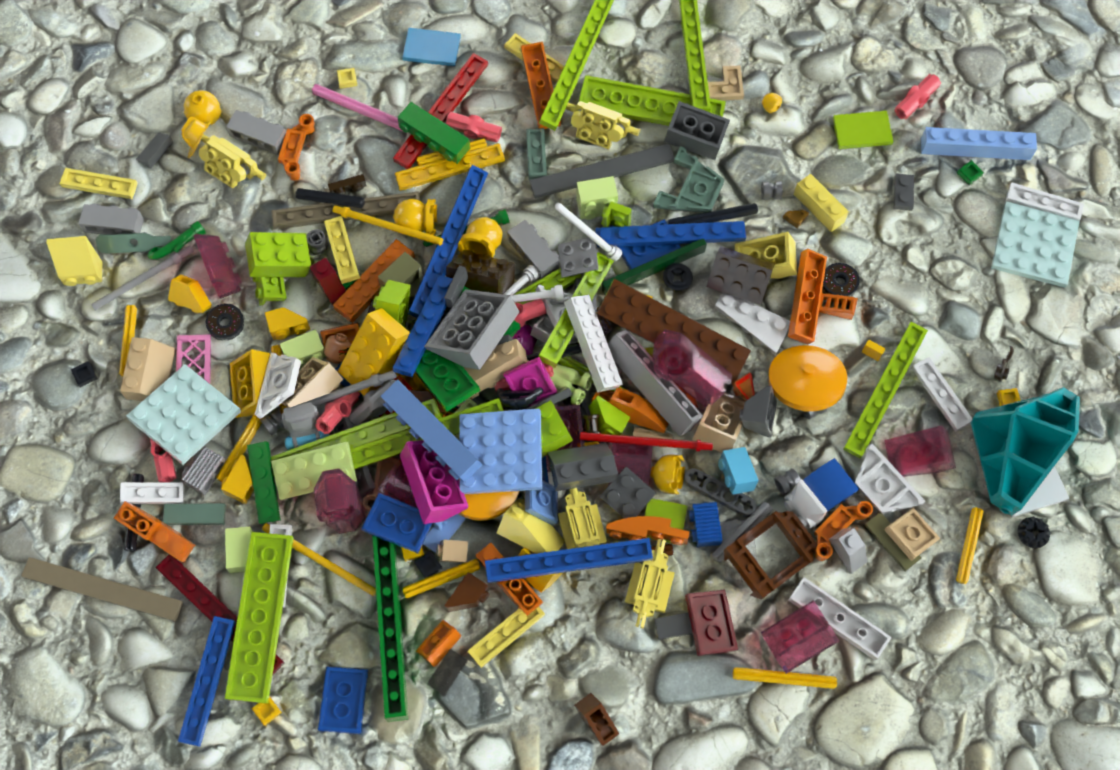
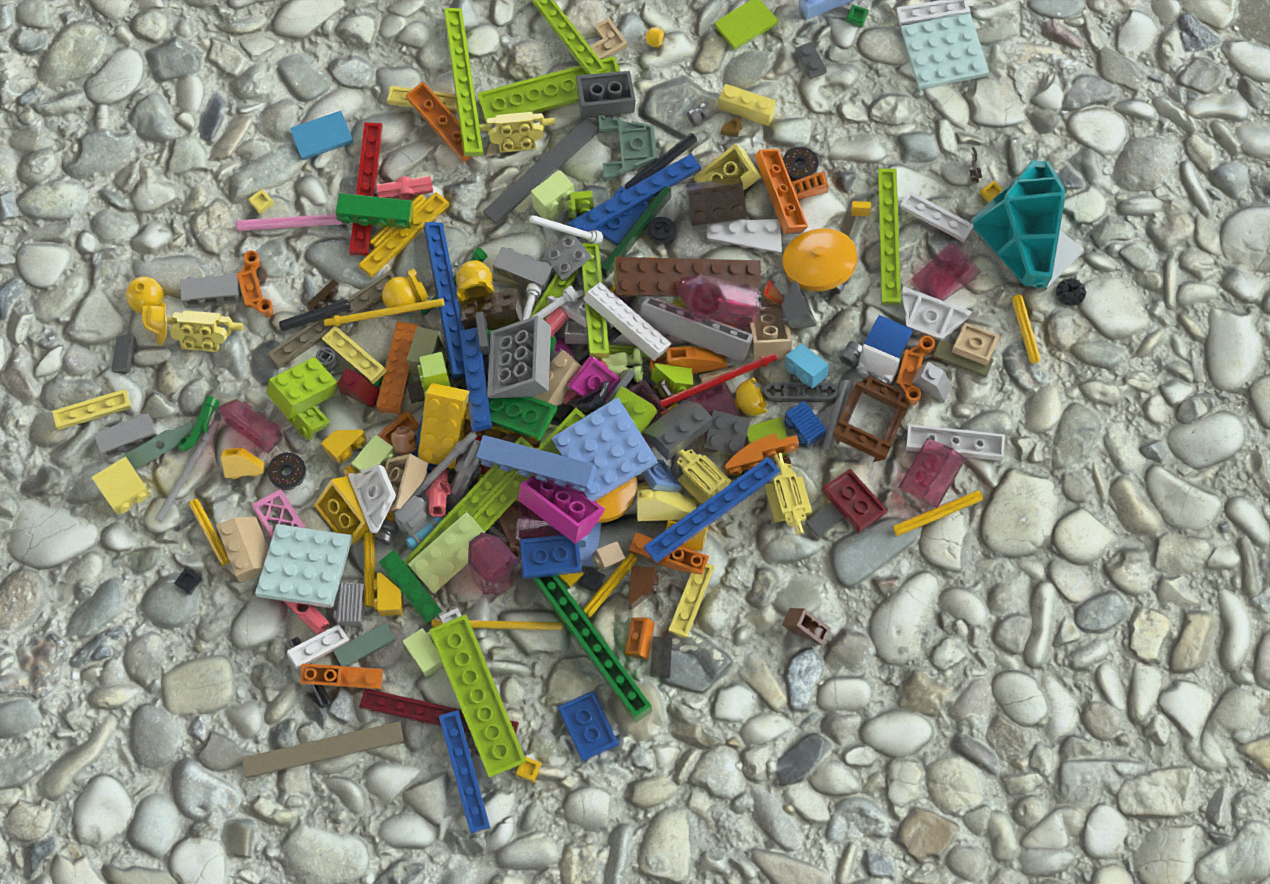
camera: 25 degrees left, 0 degrees up
(536, 153) = (474, 184): sand green tile -> none

